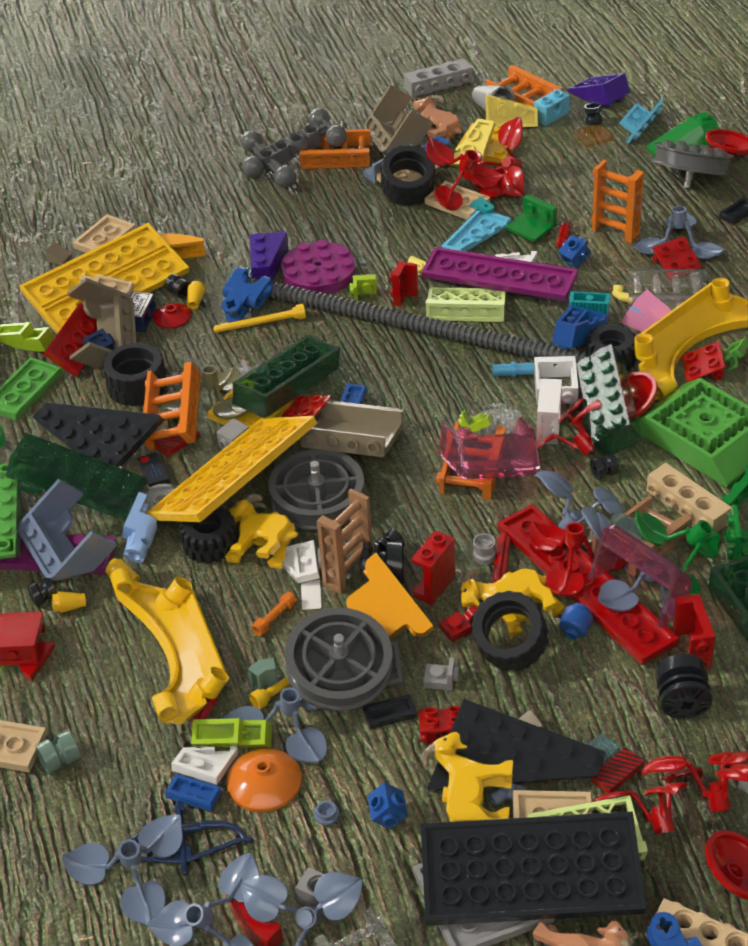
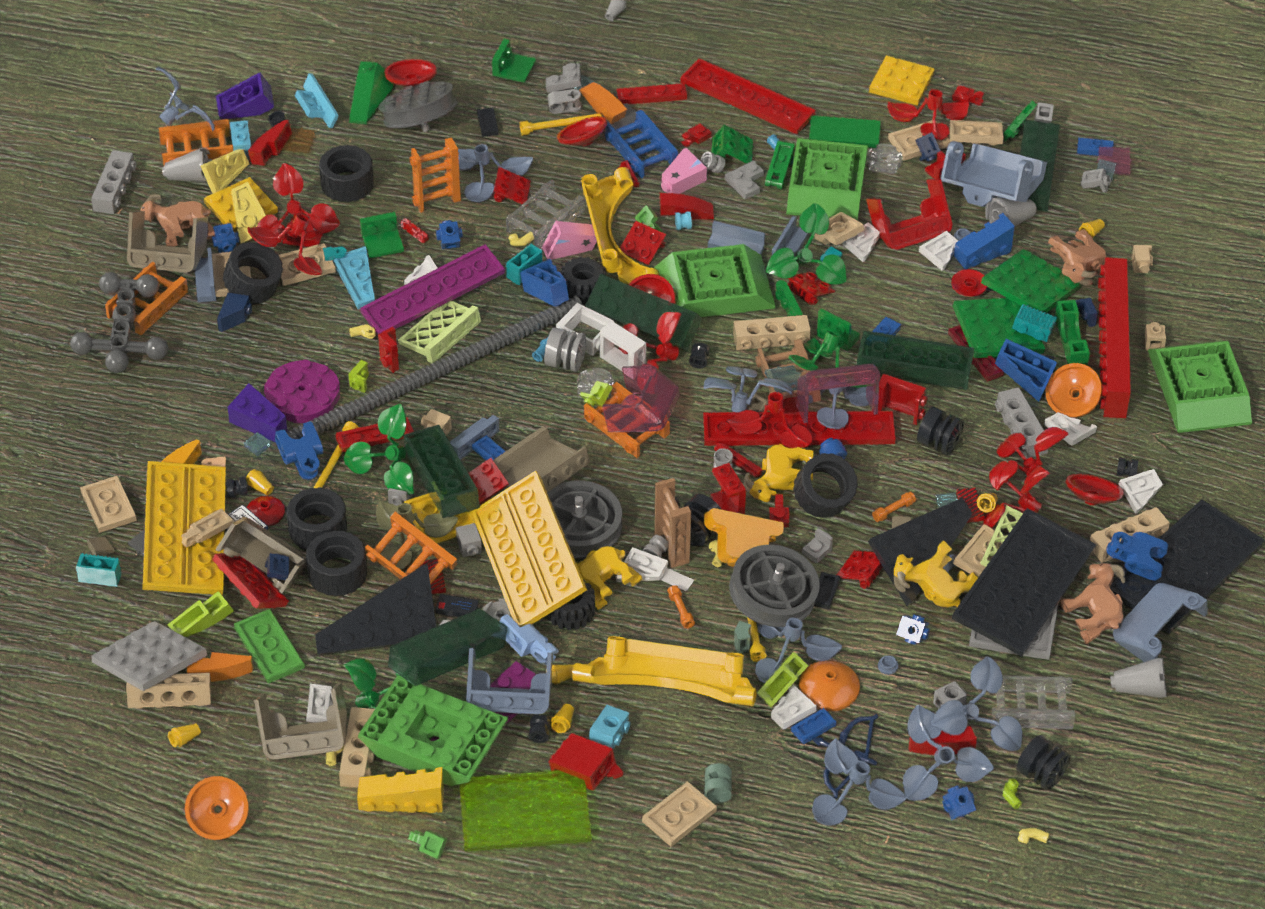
camera: 60 degrees left, 5 degrees up
(24, 261) = (98, 570): none -> teal brick
(72, 636) = (610, 727): none -> medium azure brick
(177, 336) = (314, 502): none -> black tyre
(198, 266) = (219, 461): none -> light nougat piece
(291, 315) = (358, 455): none -> green plant
(301, 323) = (368, 434): none -> red plate
(351, 353) = (437, 418): none -> tan brick
(365, 192) = (233, 311): none -> dark blue slope
(375, 383) = (463, 442): none -> sand blue panel
(510, 376) = (568, 350): none -> light grey wheel
(528, 58) = (171, 113): none -> sand blue plant
(532, 701) = (906, 500): none -> orange bar
(567, 121) = (270, 143): none -> red slope
(573, 167) = (346, 187): none -> black tyre
(625, 779) = (987, 502): none -> yellow cone

